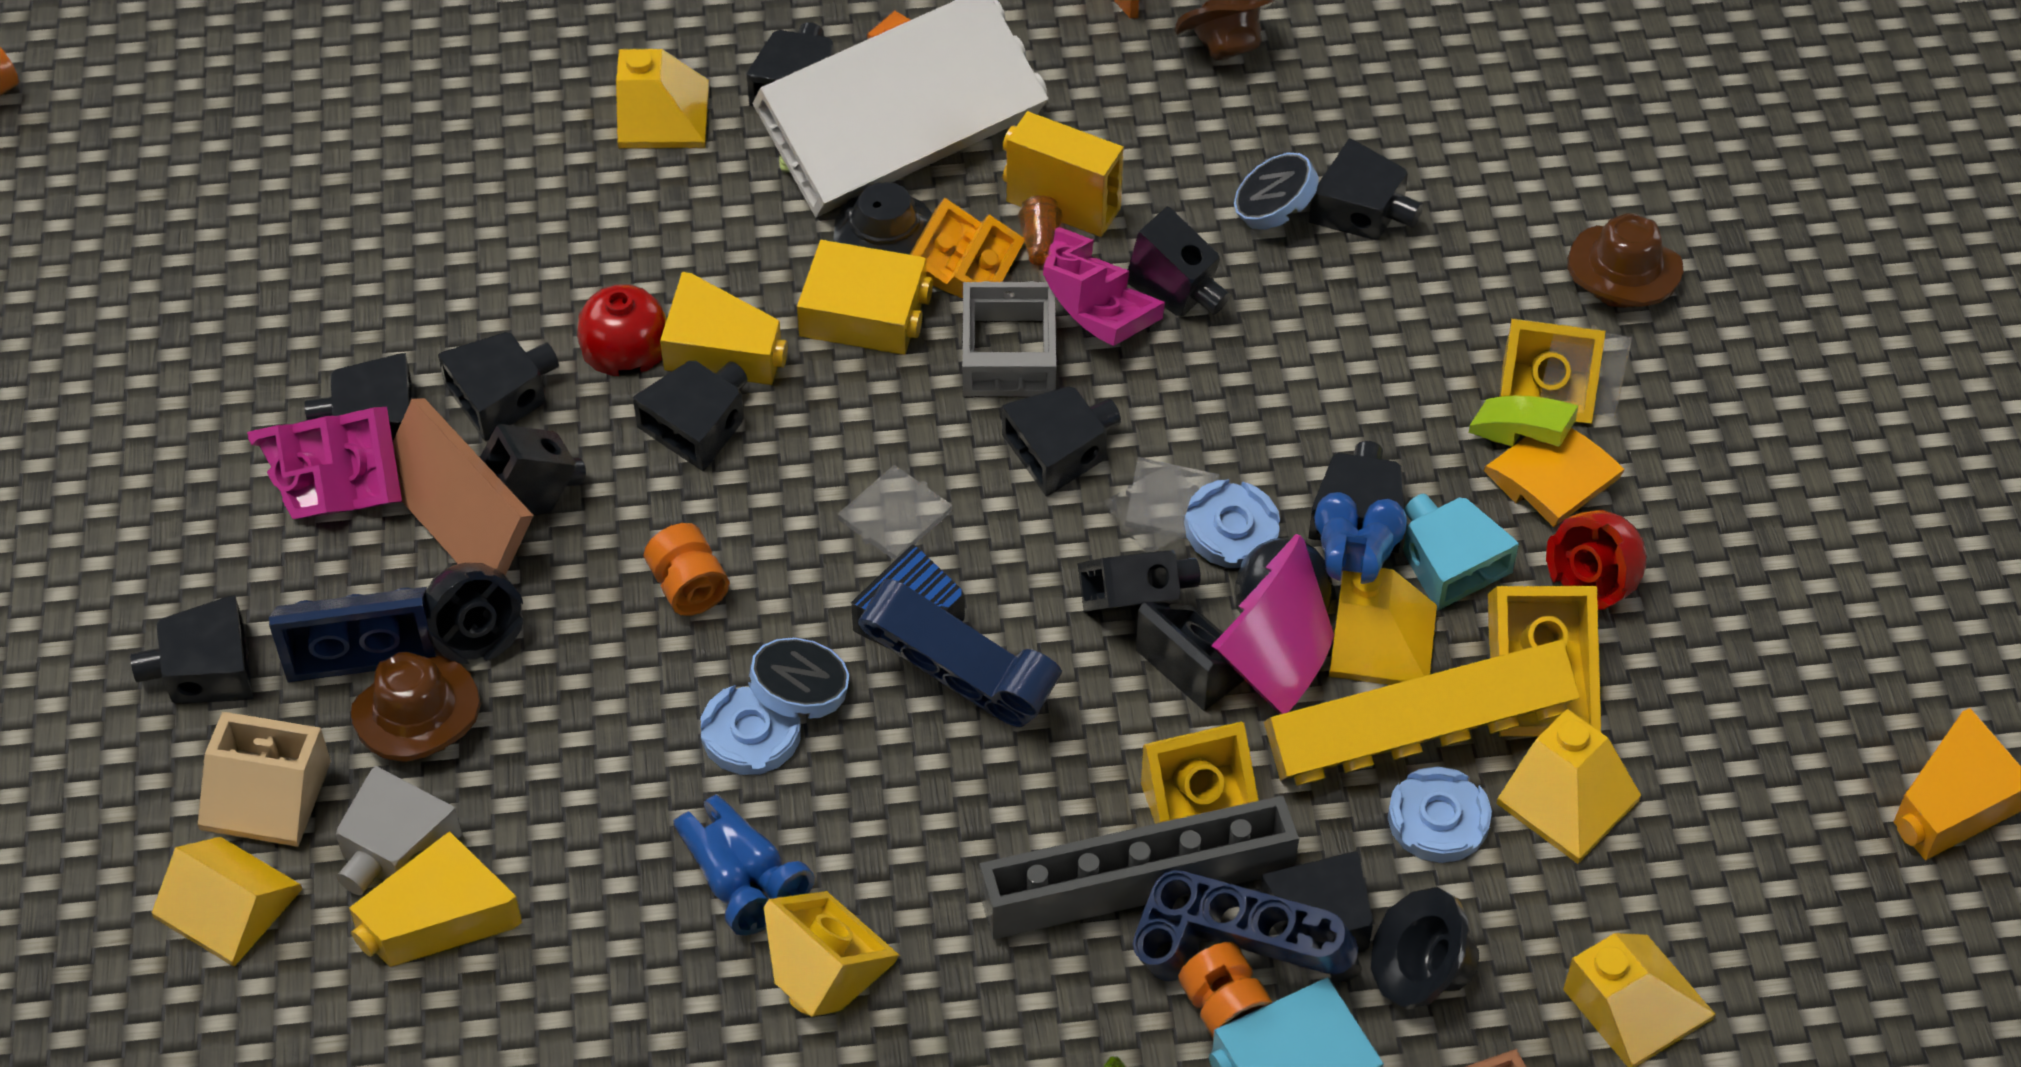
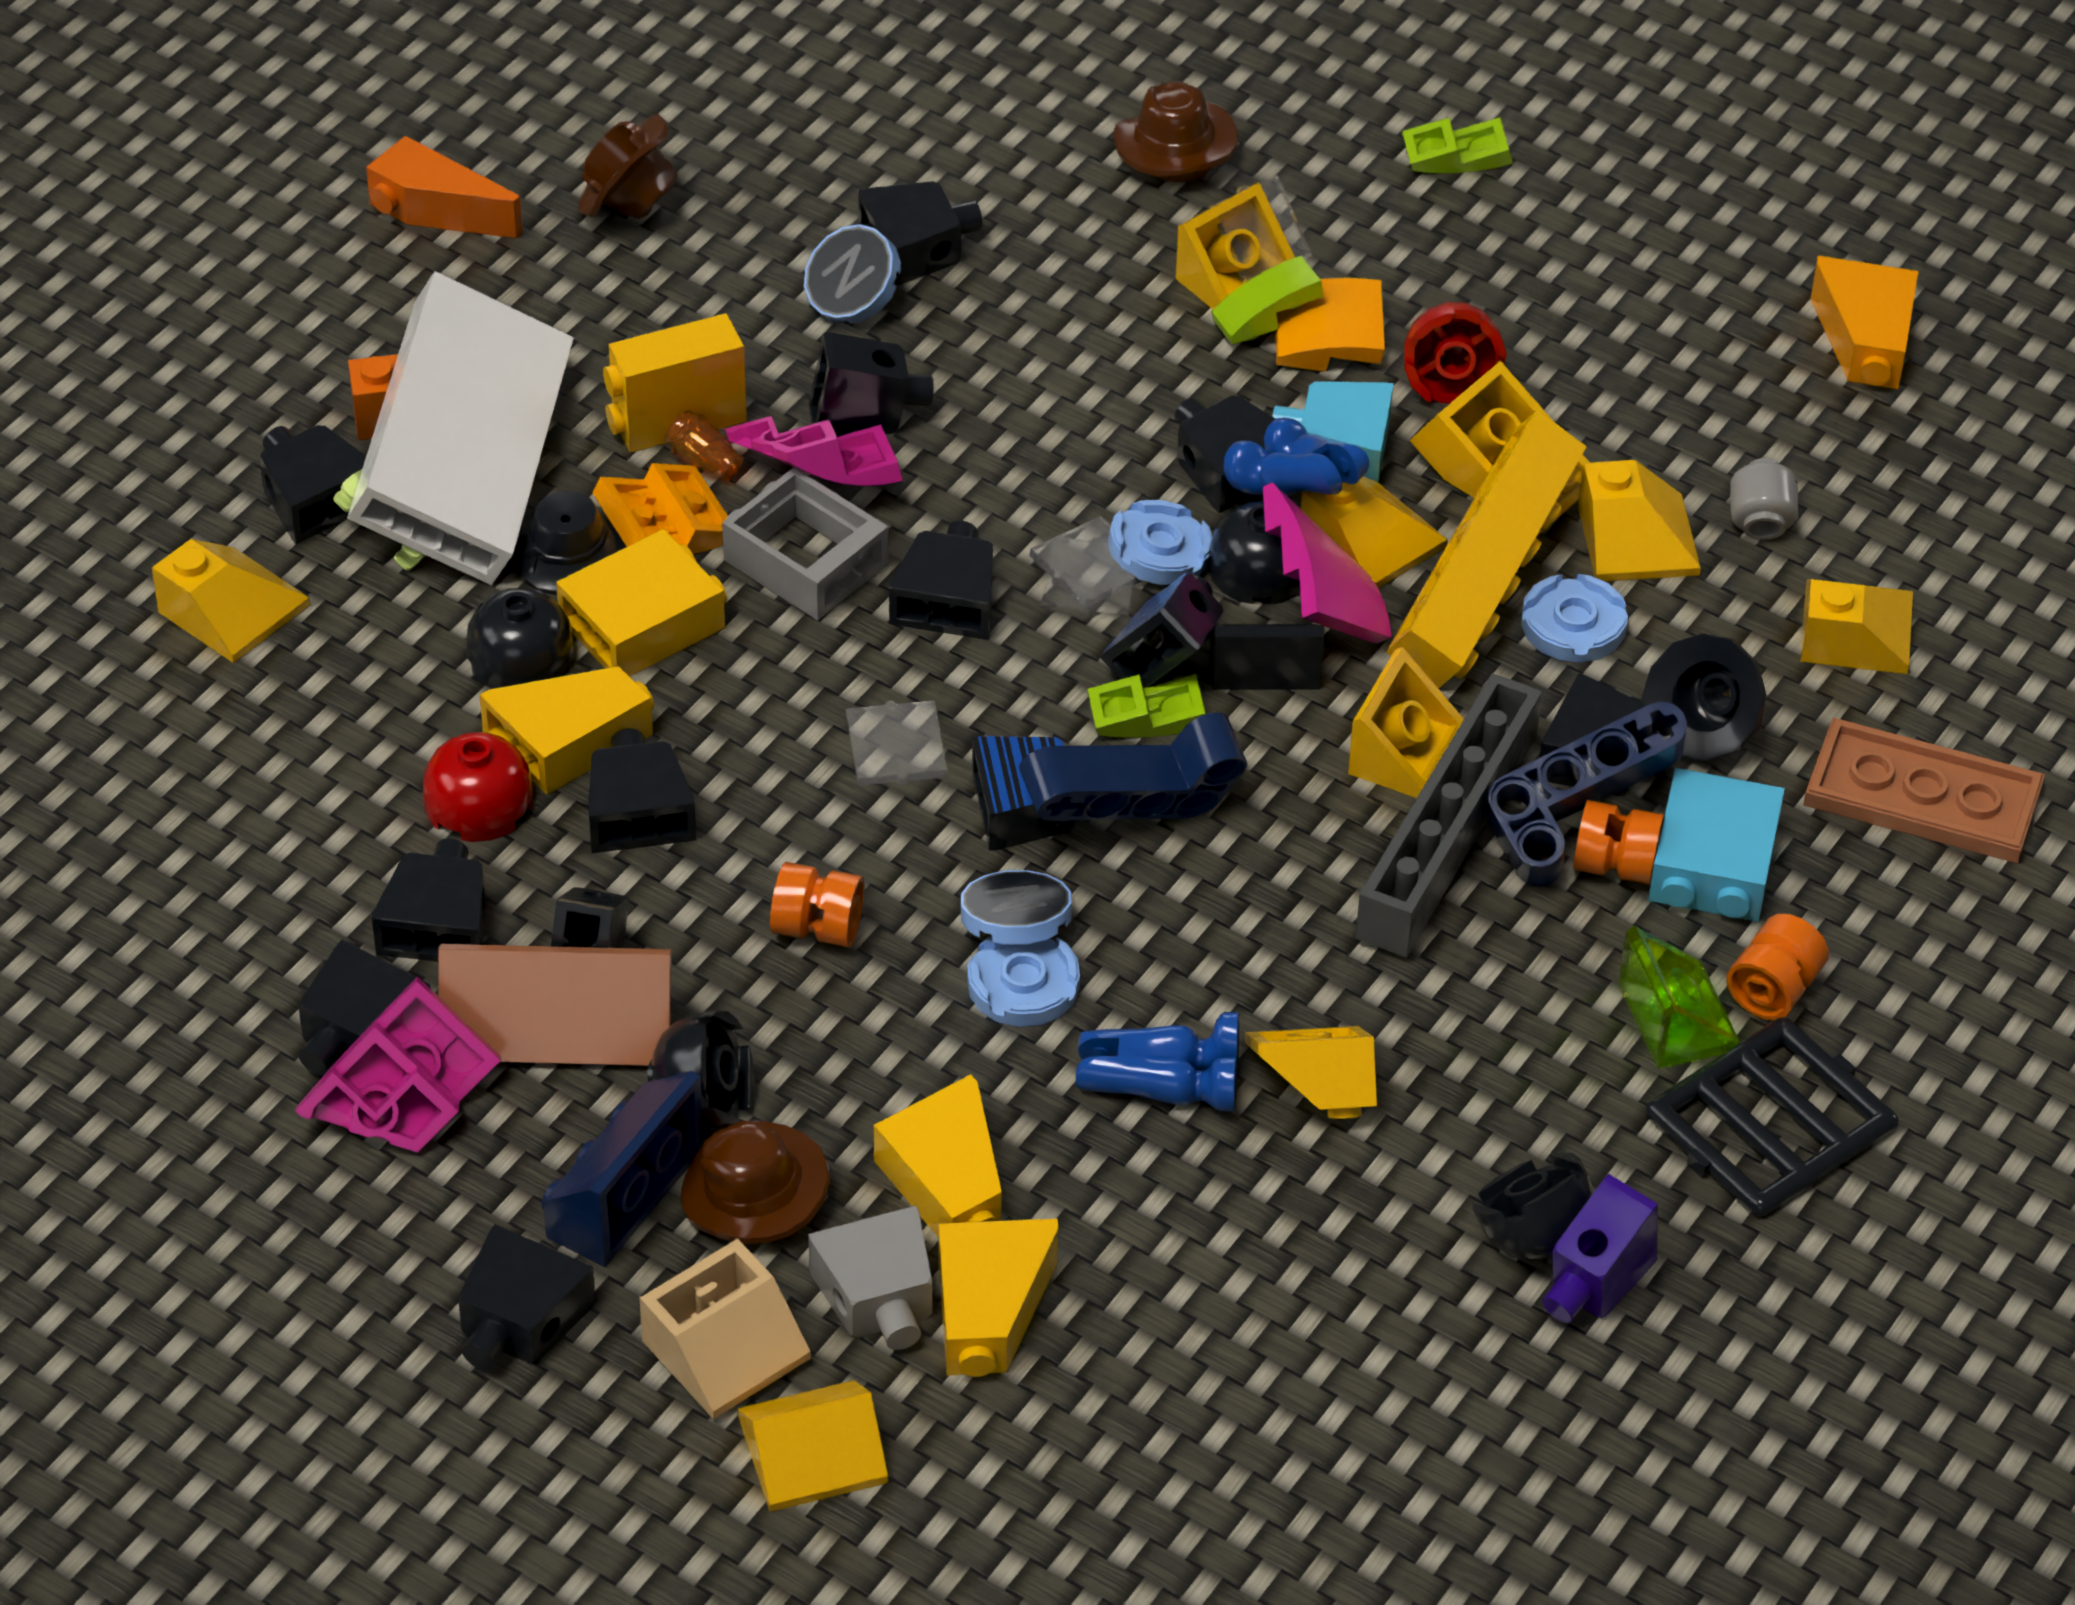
camera: 50 degrees left, 5 degrees down
(530, 800) = (942, 1156): none -> yellow slope
(768, 262) = (519, 639): none -> black cylinder
(1065, 624) = (1133, 711): none -> lime slope
(1686, 849) = (1764, 499): none -> light grey head
(1816, 419) = (1469, 149): none -> lime slope

